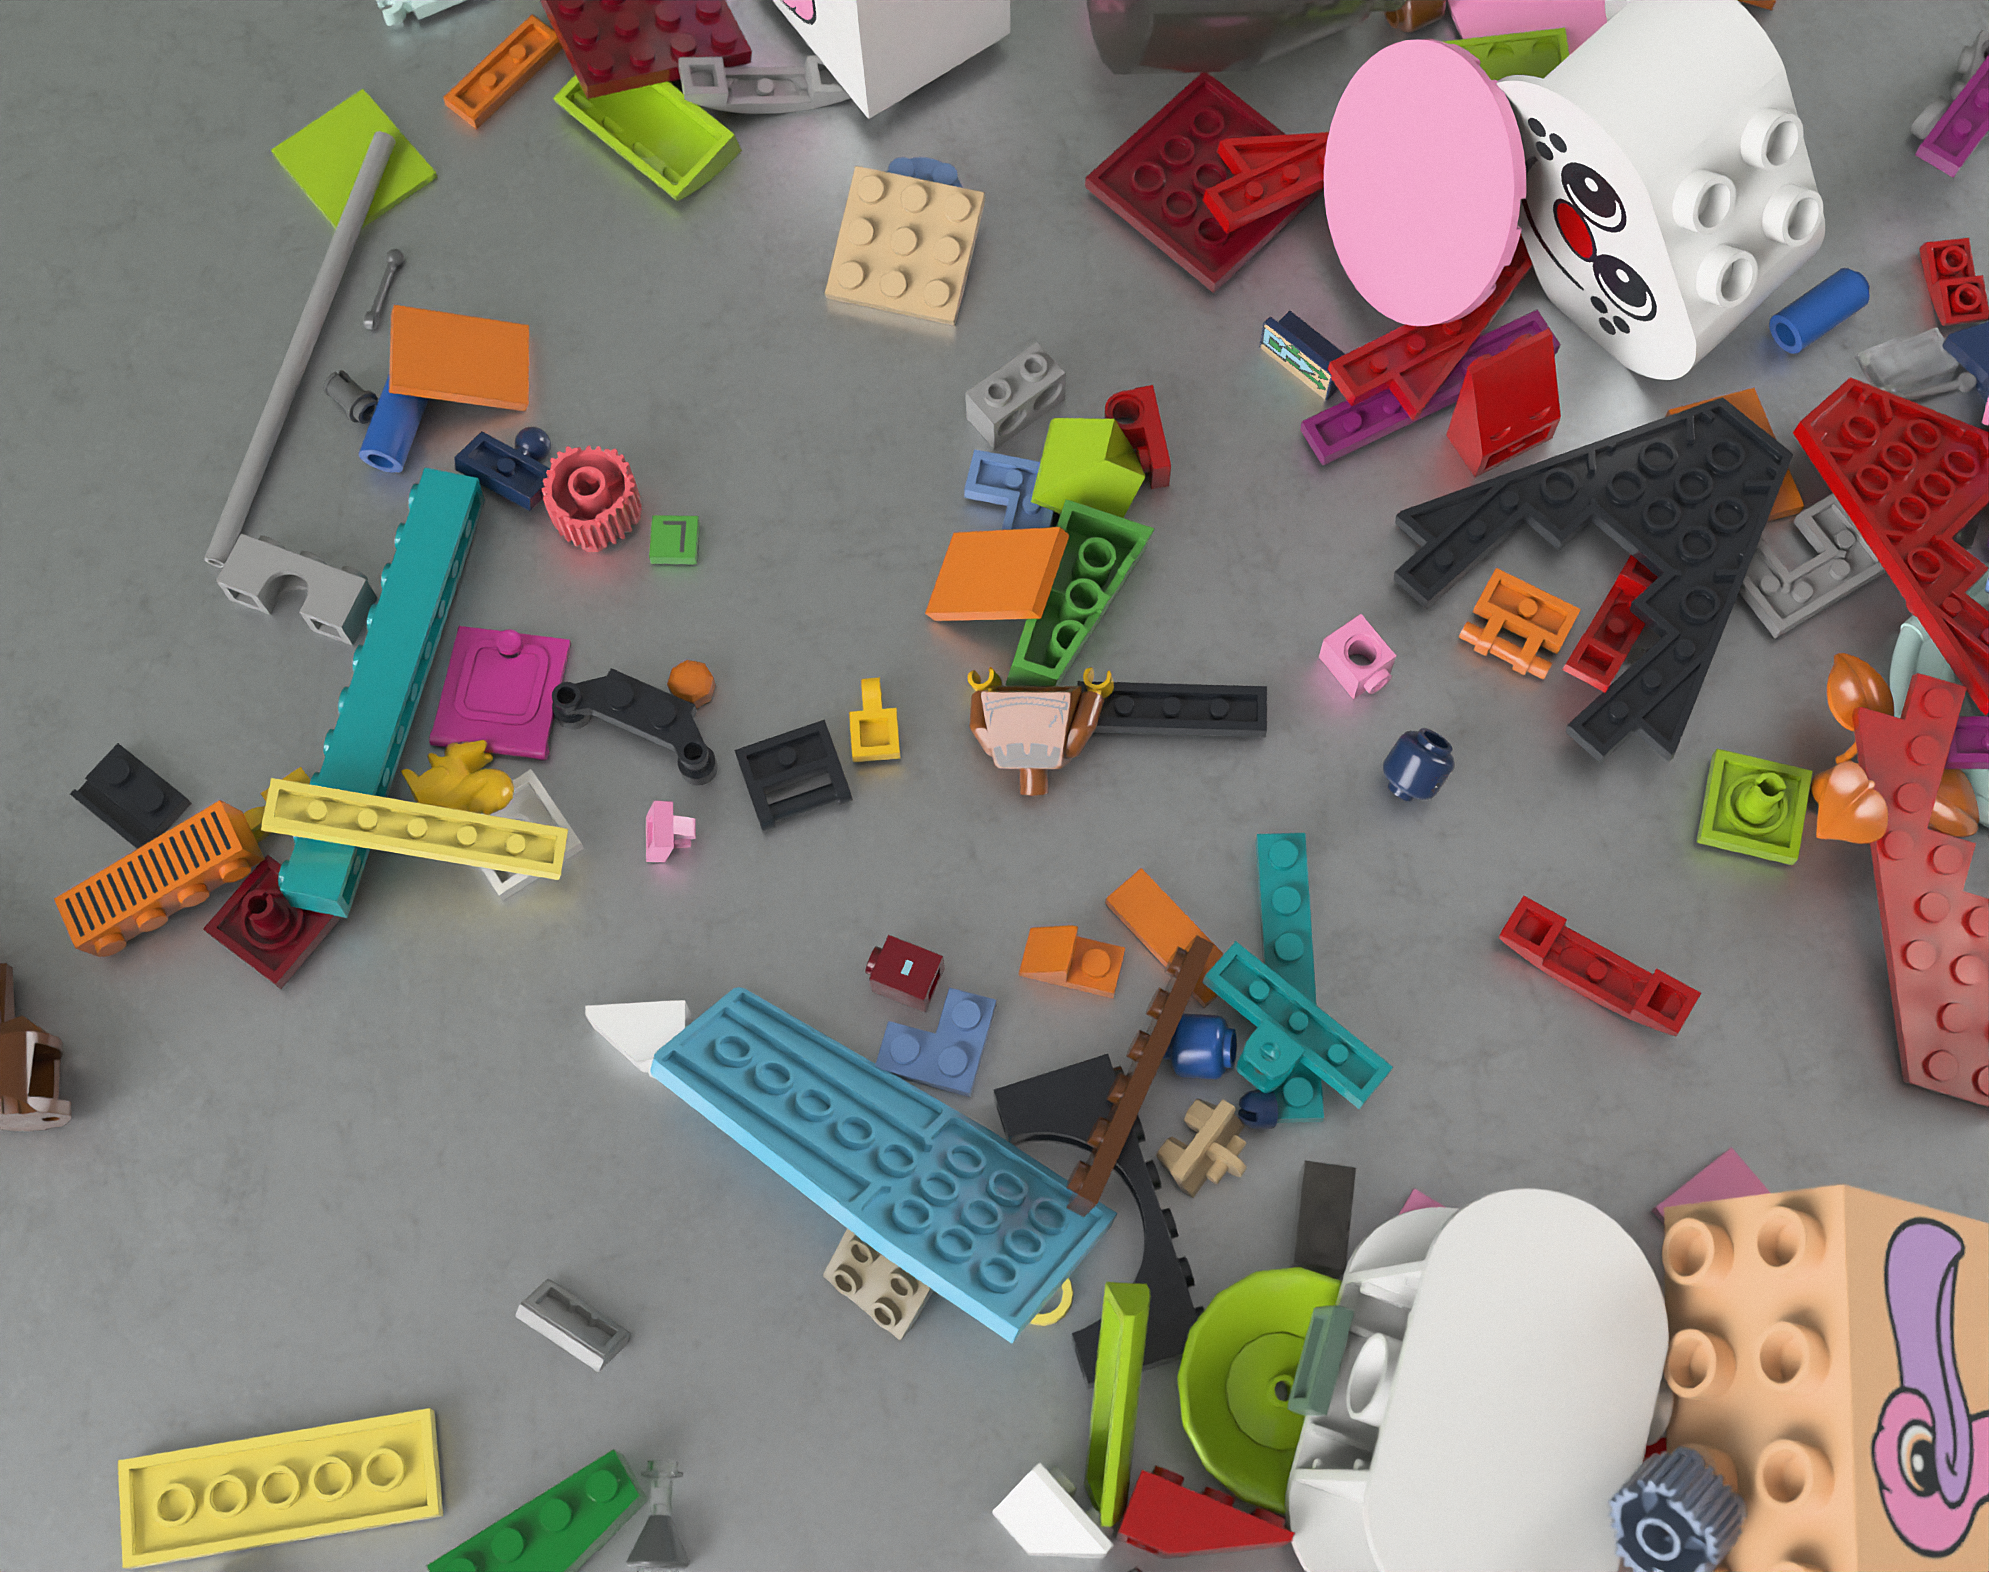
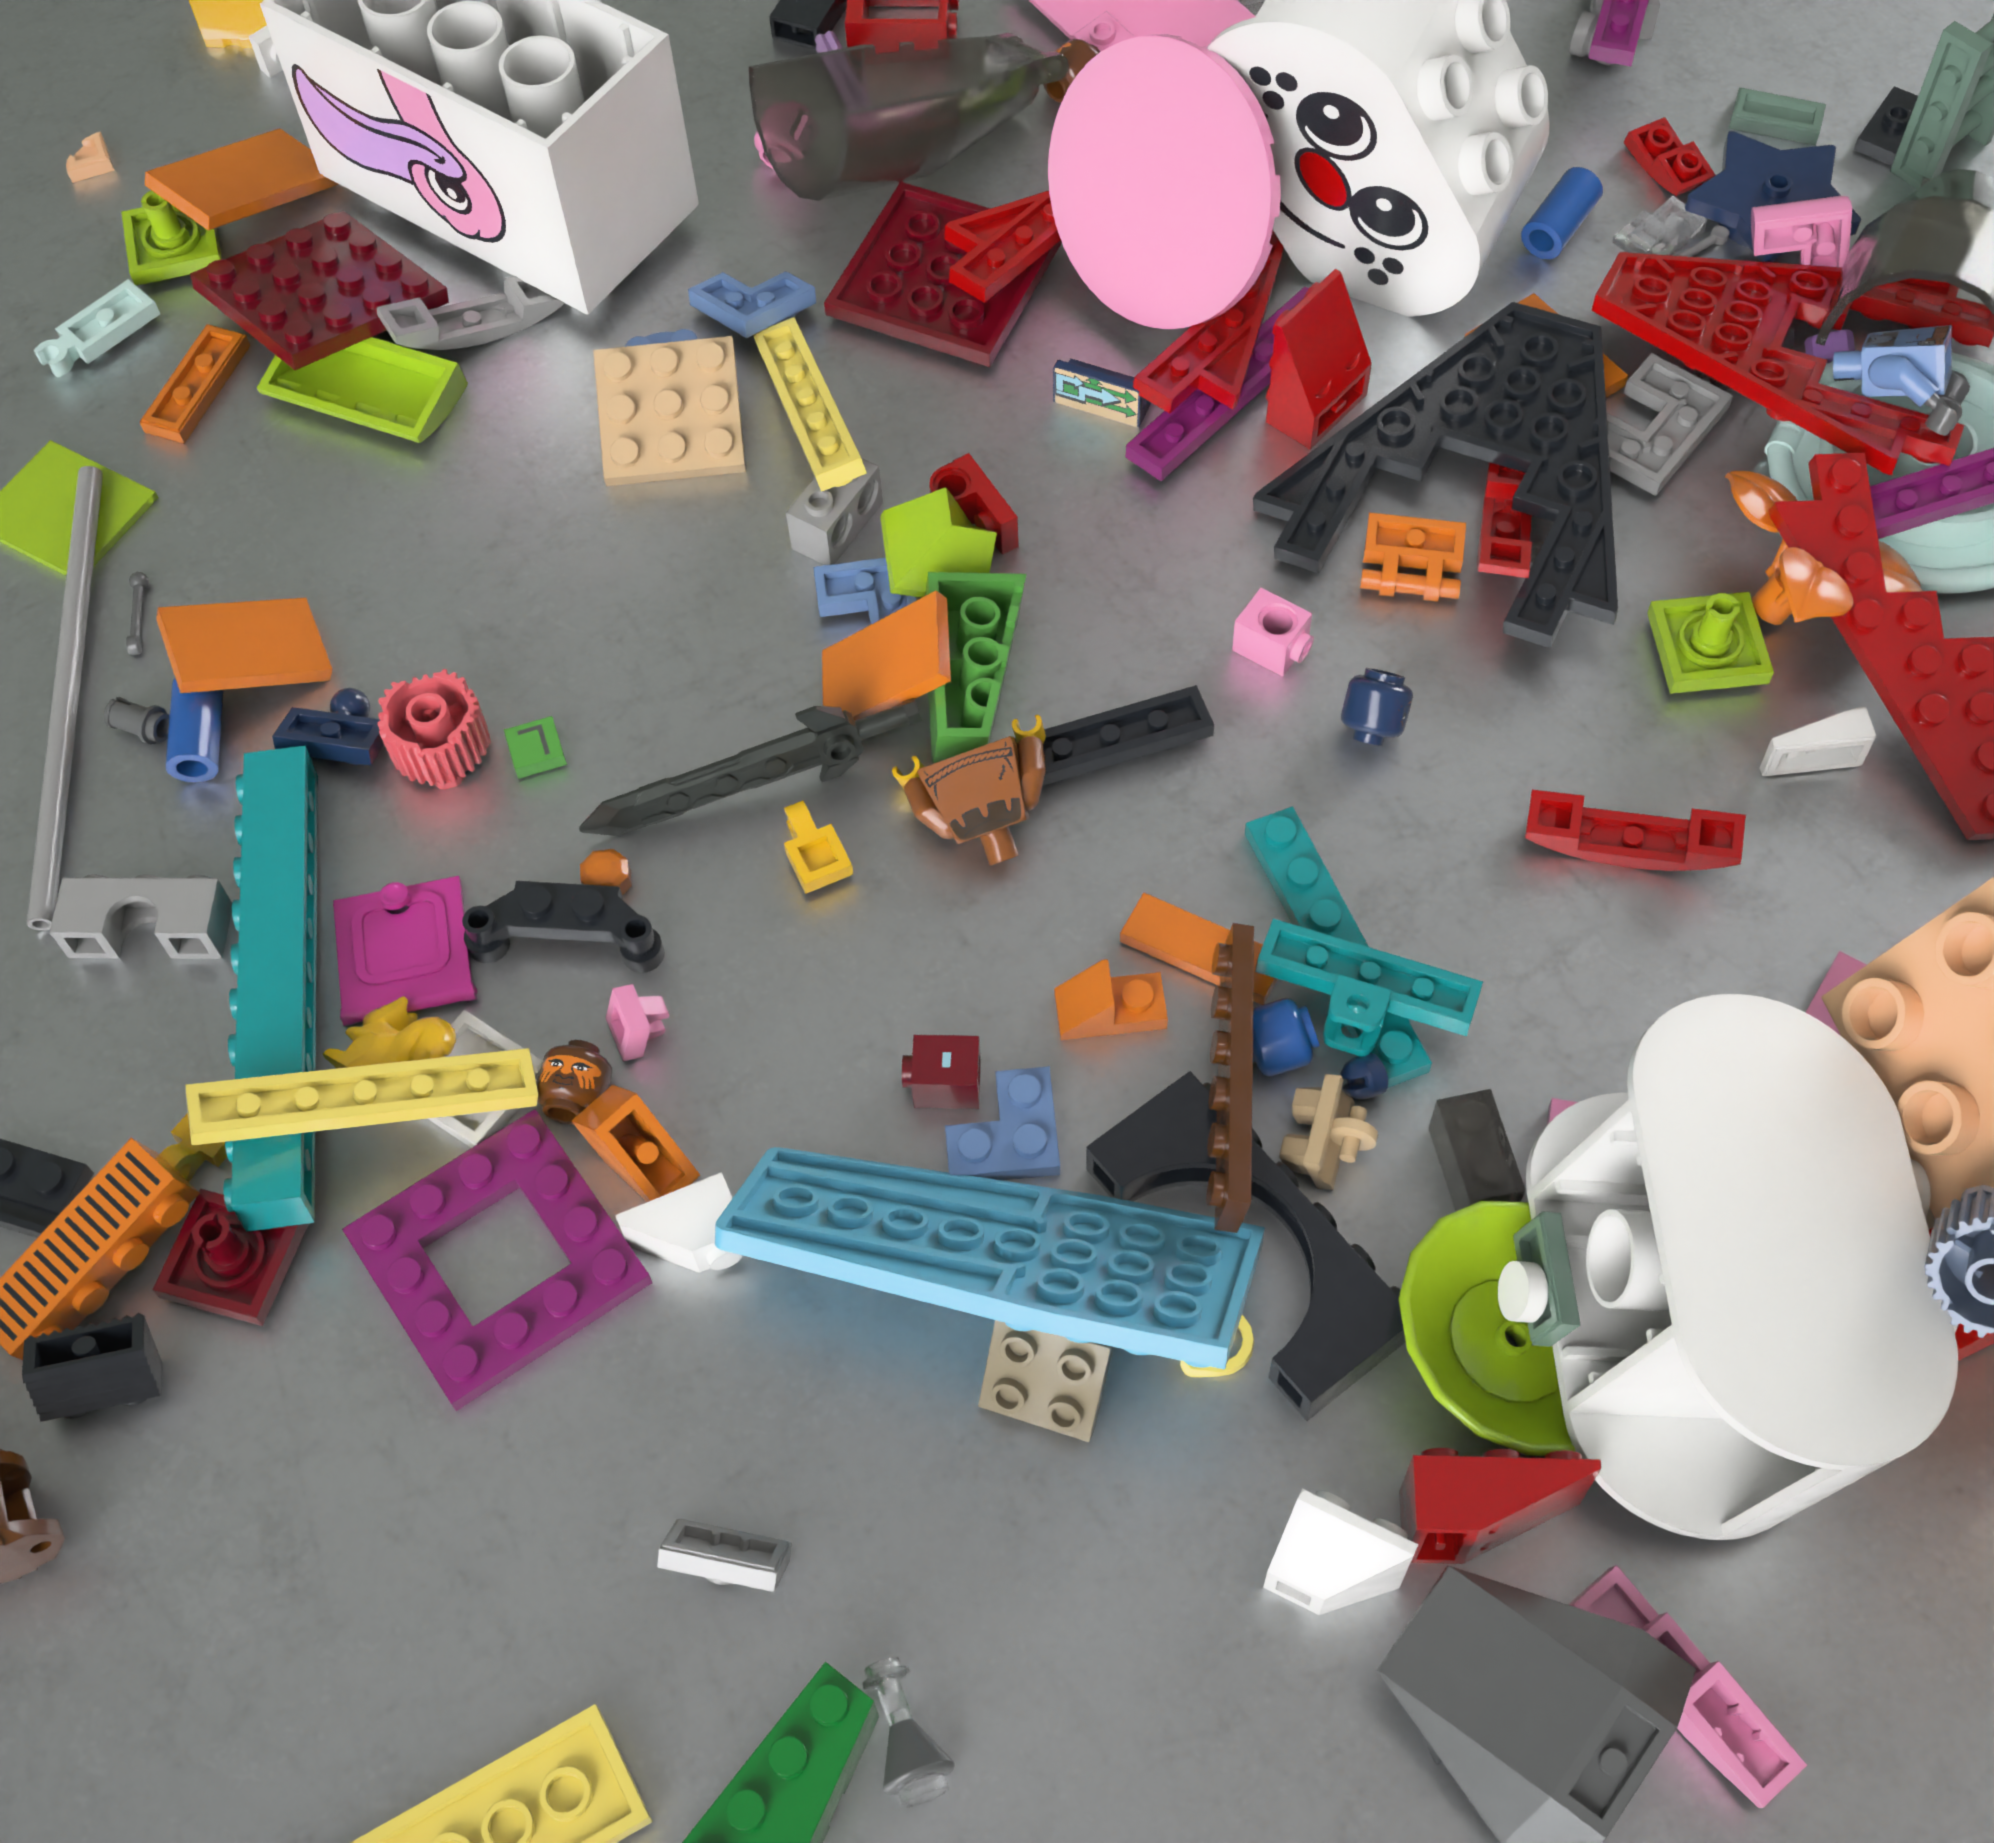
camera: 20 degrees left, 10 degrees down
(135, 981) = (92, 1368): none -> black brick
(403, 959) = (478, 1357): none -> magenta plate
(597, 868) = (571, 1079): none -> reddish brown head
(626, 946) = (635, 1144): none -> orange slope
(787, 761) = (738, 912): black plate -> none
(916, 627) = (828, 741): none -> pearl dark grey sword
(1020, 162) = (755, 308): none -> medium blue plate
(1026, 287) = (809, 405): none -> light yellow plate
(1116, 1398) = (1350, 1397): lime slope -> none
(1295, 1364) = (1522, 1291): none -> white tile
(1815, 947) = (1823, 745): none -> white slope

